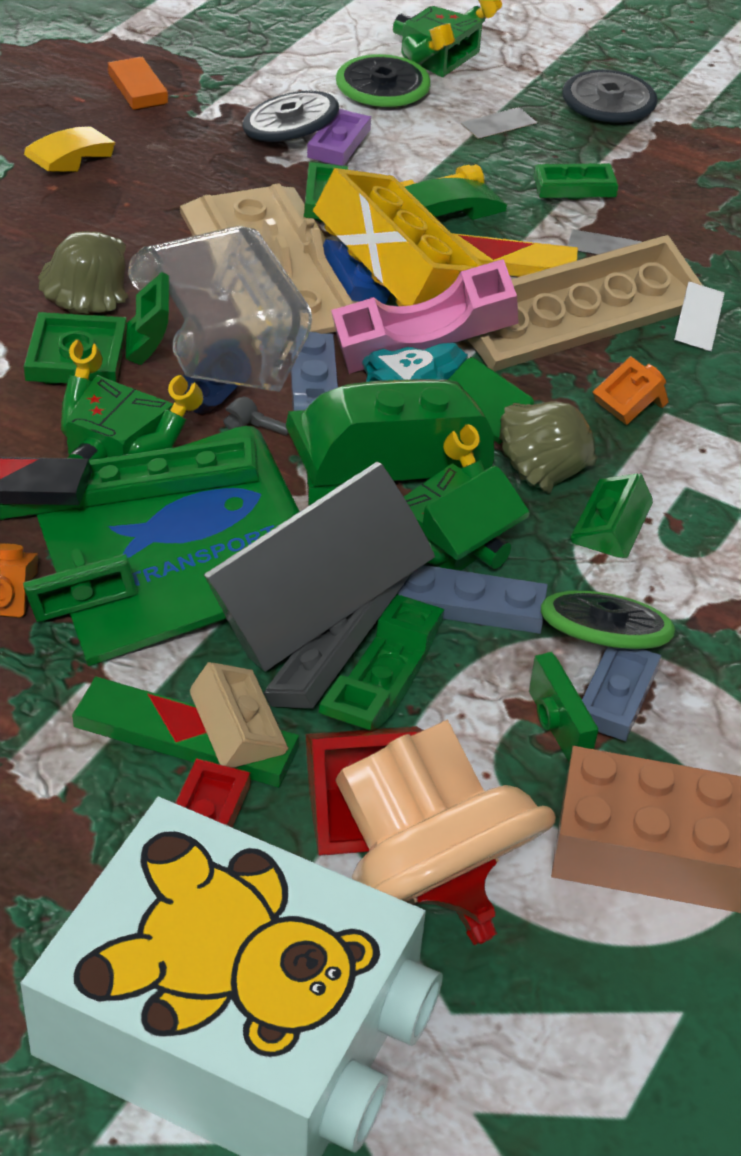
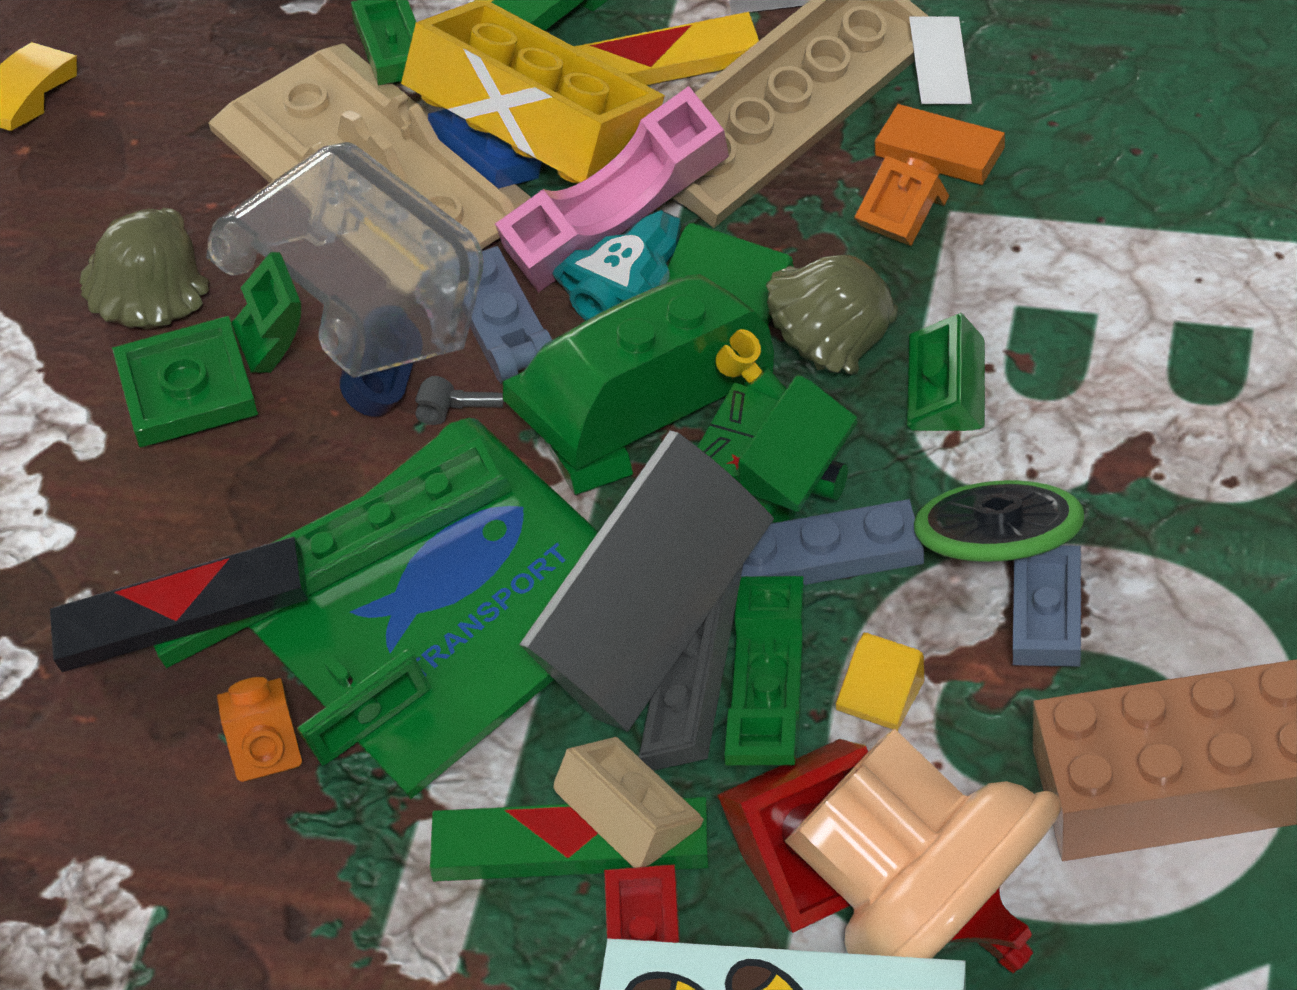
camera: 10 degrees left, 5 degrees up
(116, 420) = (292, 468): green torso -> none
(469, 700) = (881, 681): none -> yellow slope
(560, 705) = (993, 653): green plate -> none
(681, 369) = (941, 141): none -> orange tile

